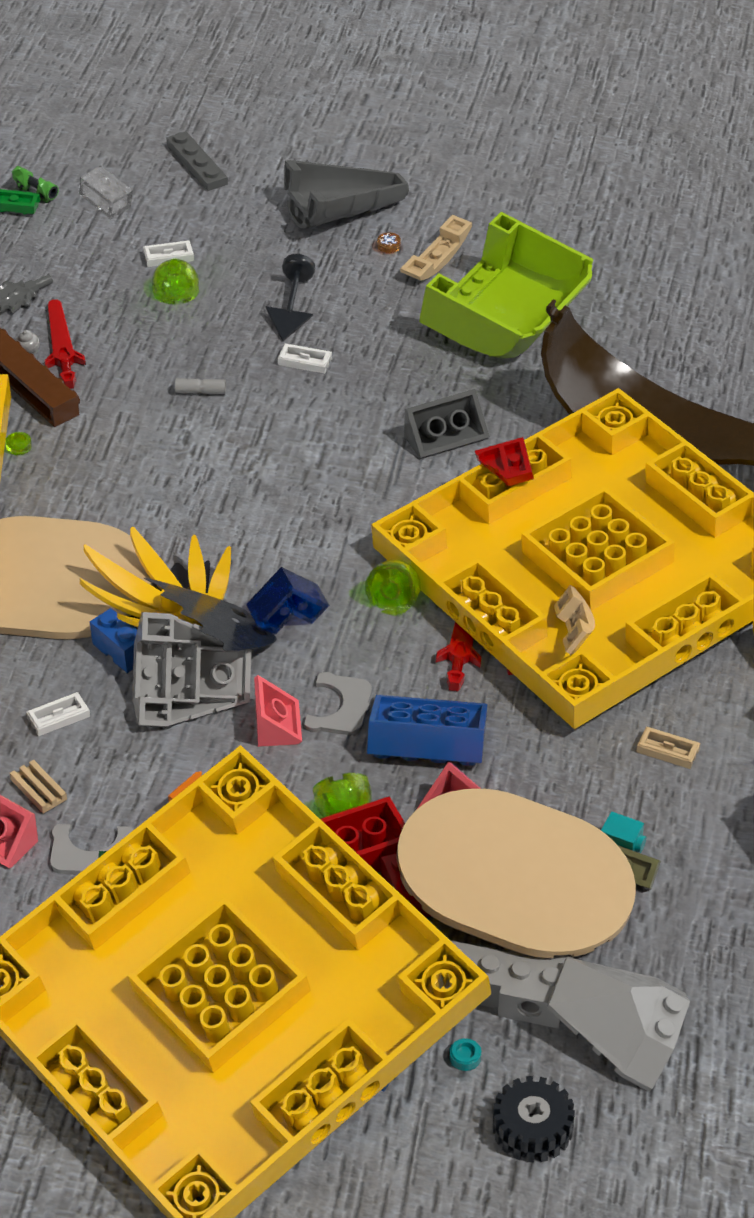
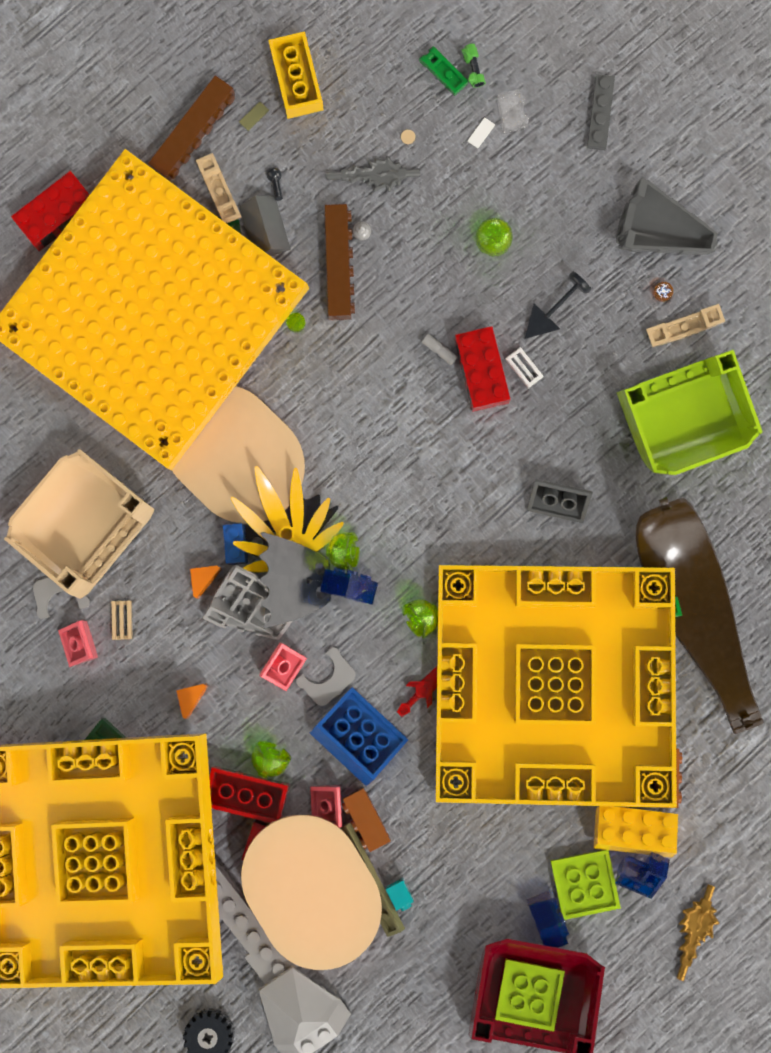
camera: 40 degrees right, 40 degrees up
(11, 263) = (408, 136): none -> tan piece
(61, 717) = (184, 574): white tile -> none
(63, 352) = (381, 250): red sword -> none
(70, 859) = (112, 694): light grey piece -> none
(87, 227) = (481, 133): none -> white window
(104, 690) = (202, 578): none -> orange slope
(160, 253) = (509, 206): white tile -> none
(247, 576) = (343, 551): none -> clear neon green cylinder
(262, 373) = (482, 369): none -> red brick
(499, 777) = (366, 820): none -> dark orange brick
(507, 461) = (553, 584): red wing -> none
(578, 619) = (489, 745): tan slope -> none
(666, 750) = (473, 832): tan tile -> none

